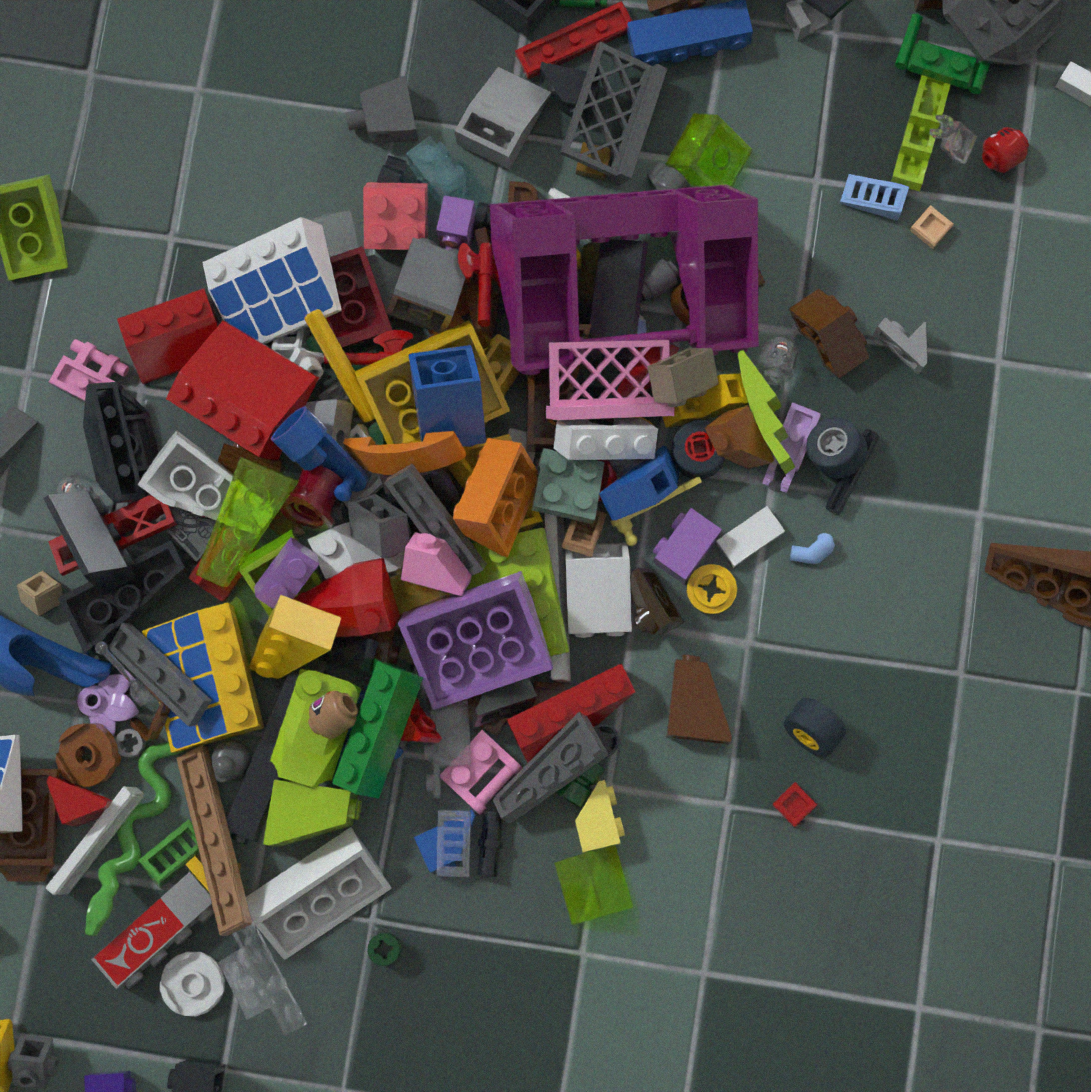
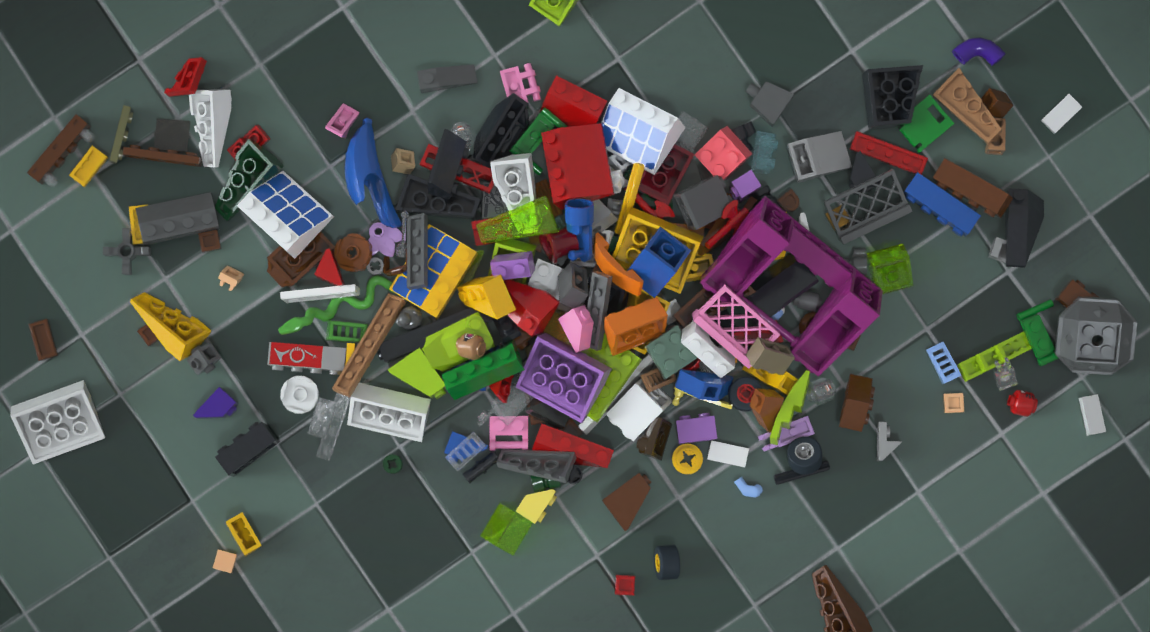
camera: 45 degrees right, 5 degrees up
(161, 413) = (532, 135): none -> green plate

